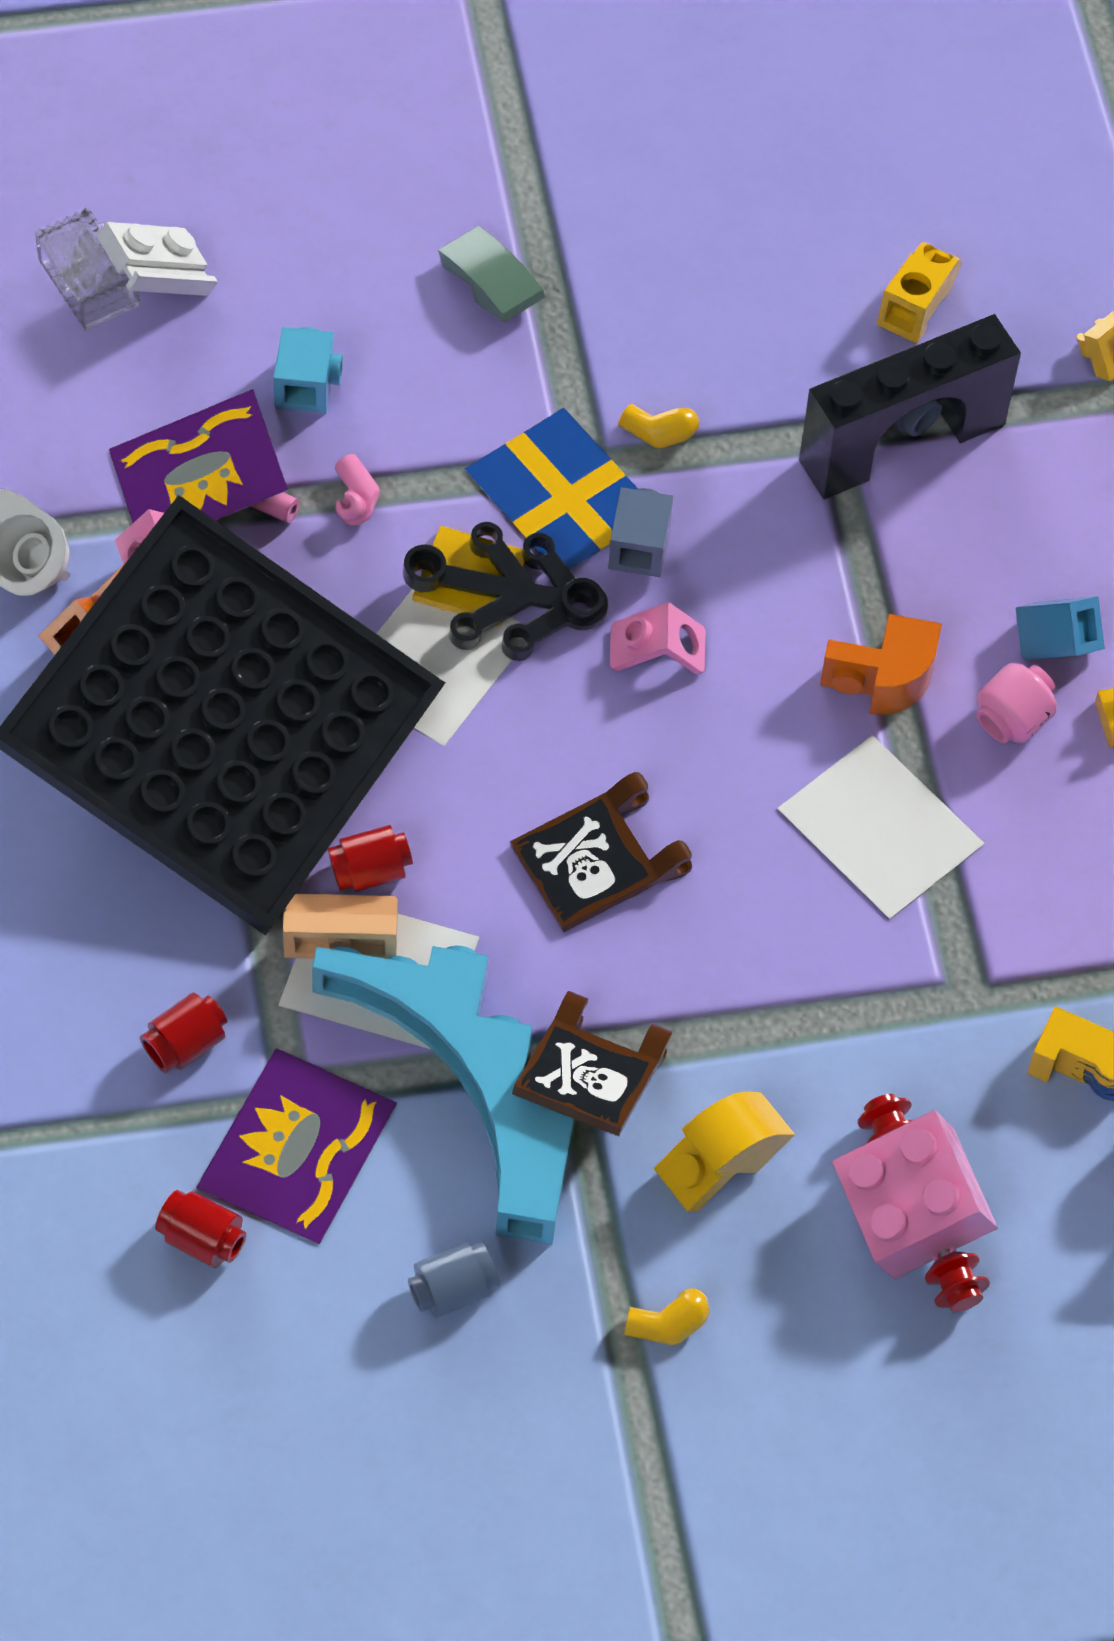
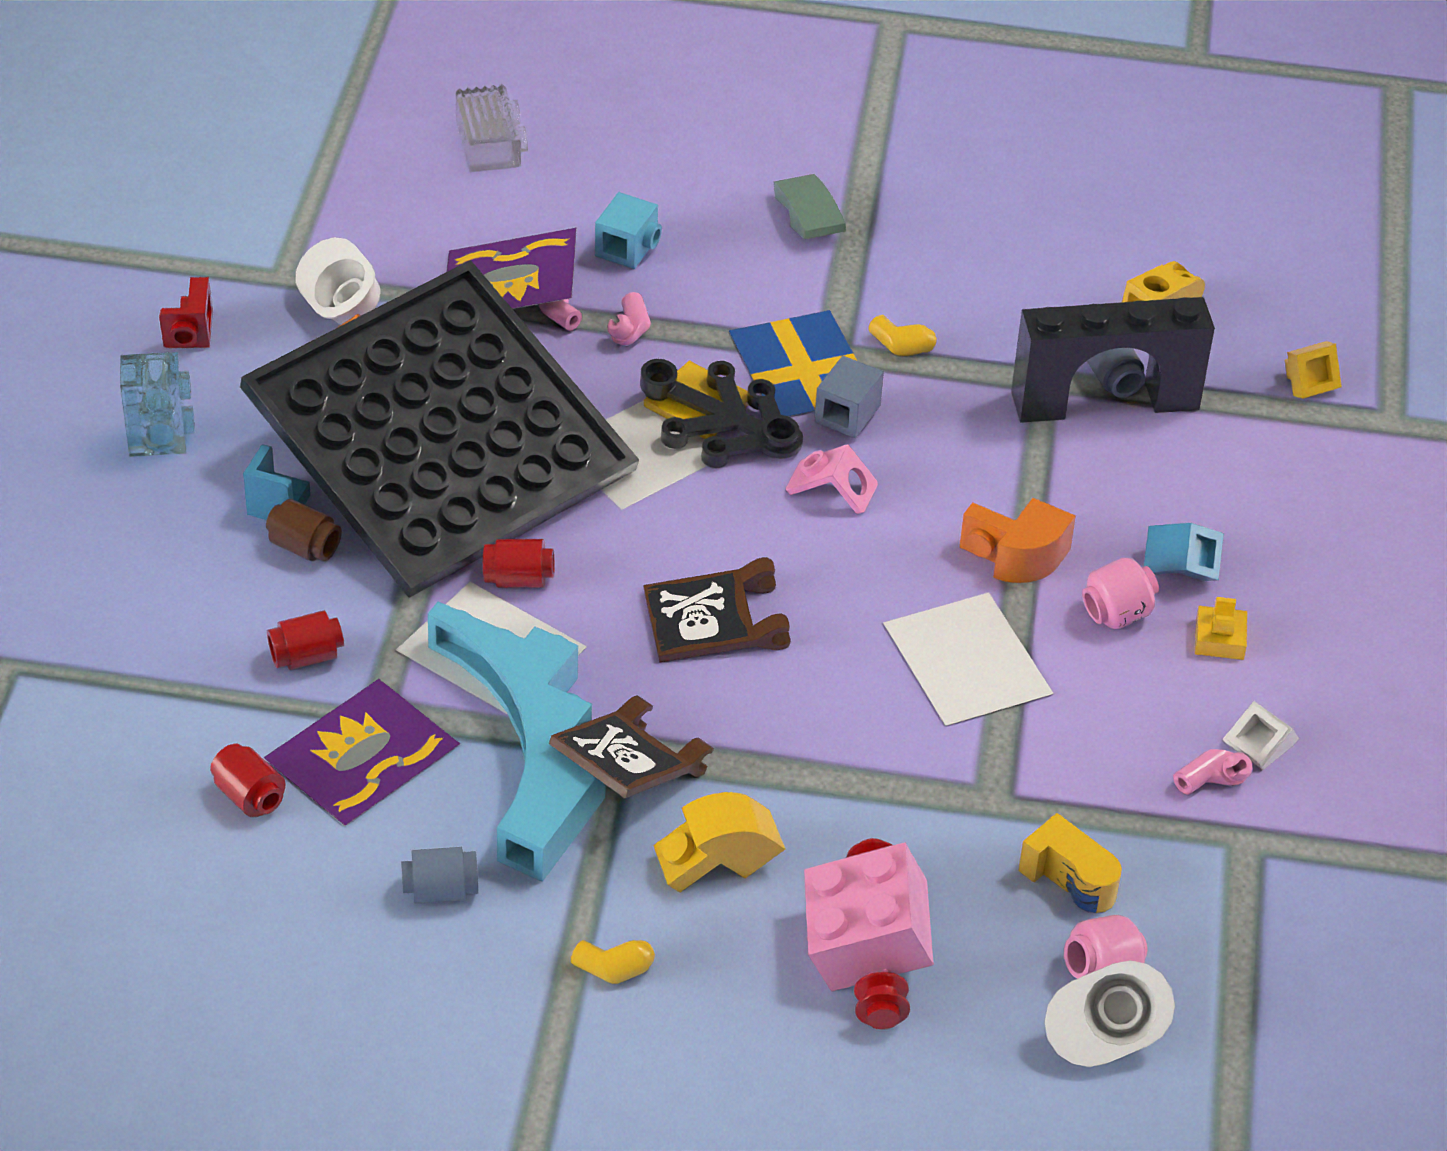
camera: 20 degrees right, 15 degrees down
(64, 846) = (267, 488): none -> dark azure panel
(119, 889) = (303, 530): none -> reddish brown brick
(157, 258) = (543, 130): white plate -> none
(335, 920) = (480, 600): light nougat panel -> none

